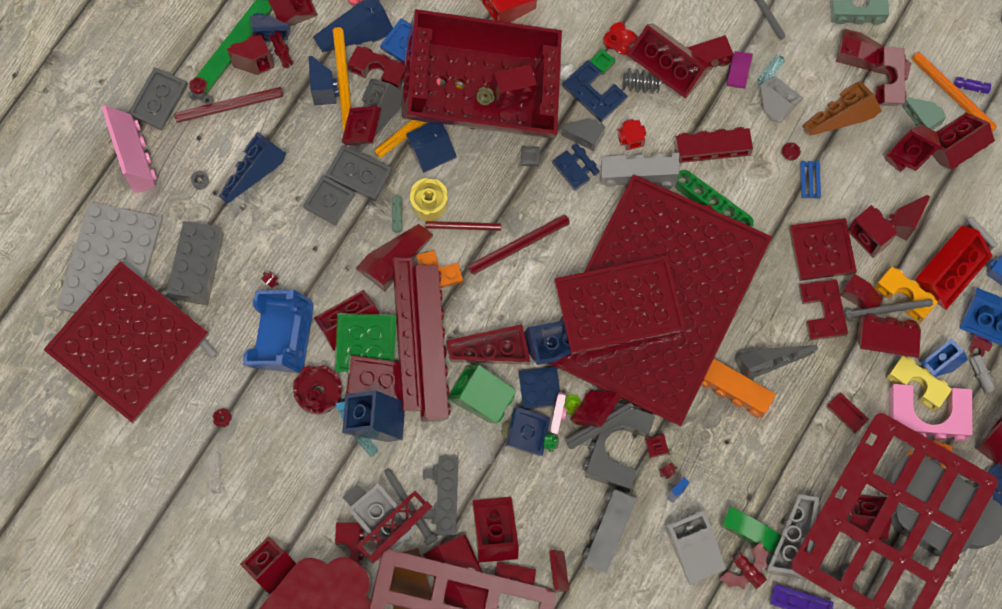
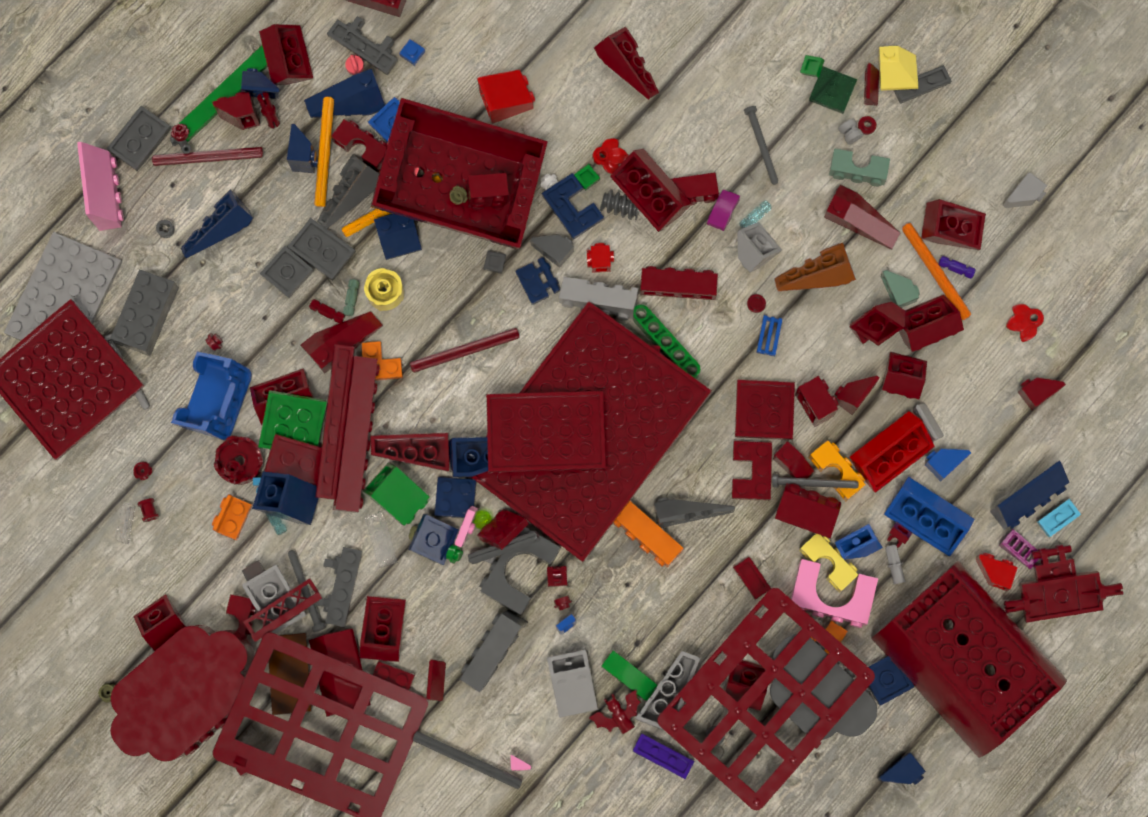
camera: 15 degrees right, 5 degrees up
(235, 455) = (148, 510): none -> dark red bush
(321, 447) = (231, 517): none -> orange bracket
(361, 125) = (331, 203): dark red plate -> none
(375, 231) = (326, 311): none -> dark red axle
(463, 225) = (414, 321): dark red bar -> none
(893, 62) = (878, 229): arch -> none
(949, 194) = (904, 376): none -> dark red slope
(959, 46) = (953, 225): none -> dark red slope

